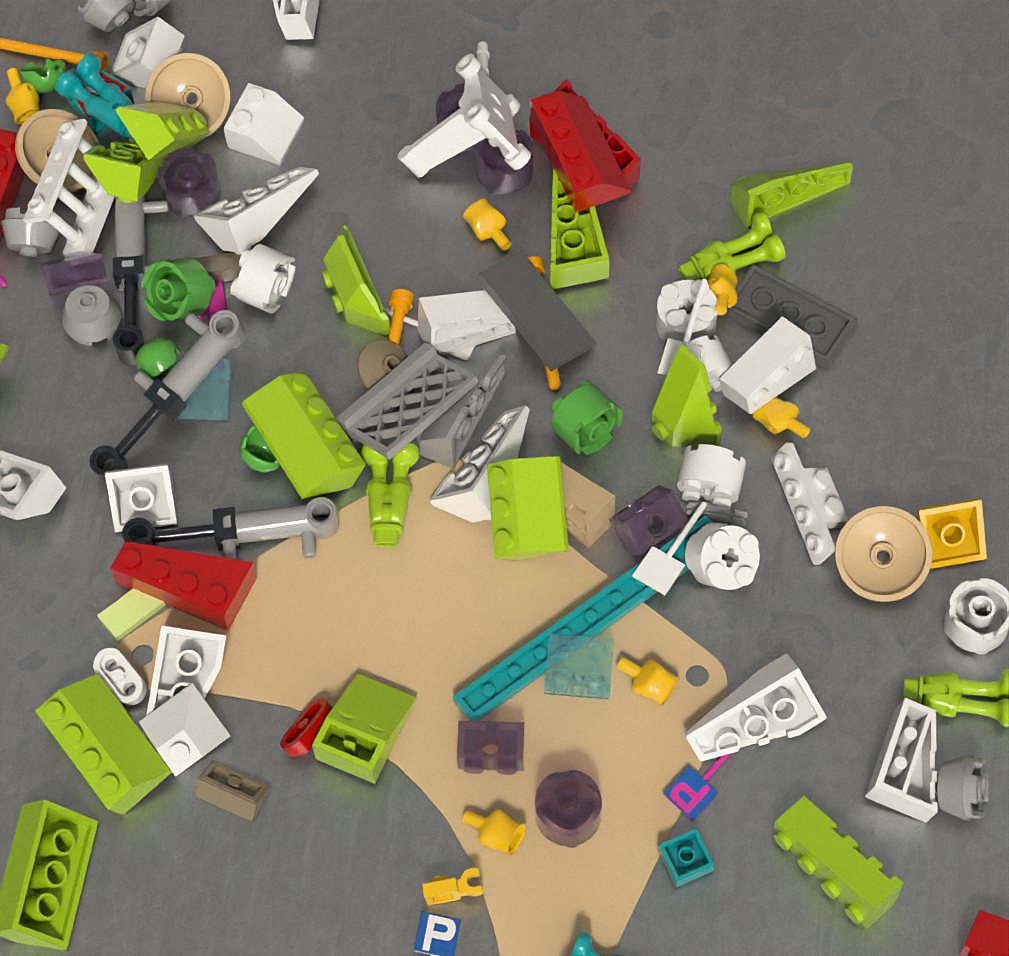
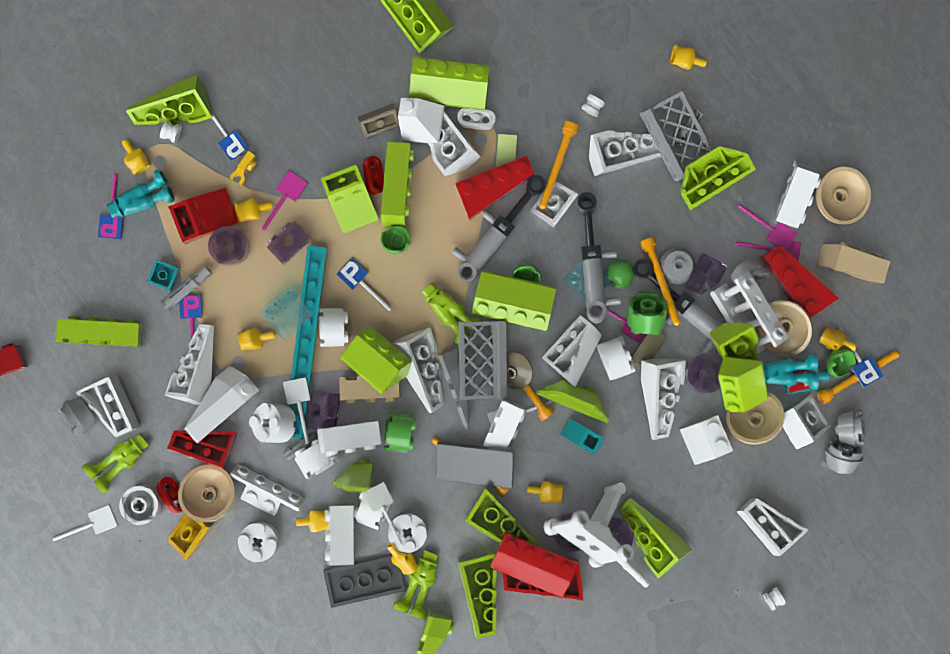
camera: 135 degrees right, 25 degrees up
(27, 45) = (866, 370): none -> piece
(35, 562) = (569, 129): none -> light orange piece
(95, 359) = (649, 246): none -> light orange piece
(291, 686) = (395, 185): none -> lime wedge
(299, 326) = (573, 350): none -> white wedge
(362, 627) = (395, 239): none -> bright green hair
(388, 237) = (582, 436): none -> teal slope
(420, 814) = (291, 187): none -> dark pink piece
(425, 71) = (659, 543): none -> lime wedge
(454, 644) = (353, 274): none -> piece
(540, 596) = (332, 327): none -> white brick
(562, 877) = (203, 215): none -> red slope
(632, 812) = (190, 284): none -> light grey pin
(645, 451) = (349, 437): none -> white wedge
(670, 187) = (480, 592): none -> lime wedge
(755, 634) = (222, 399): none -> white wedge
(834, 610) = (212, 449): none -> red wedge
(872, 453) = (247, 539): none -> white brick
(931, 598) = (170, 495): none -> red plate

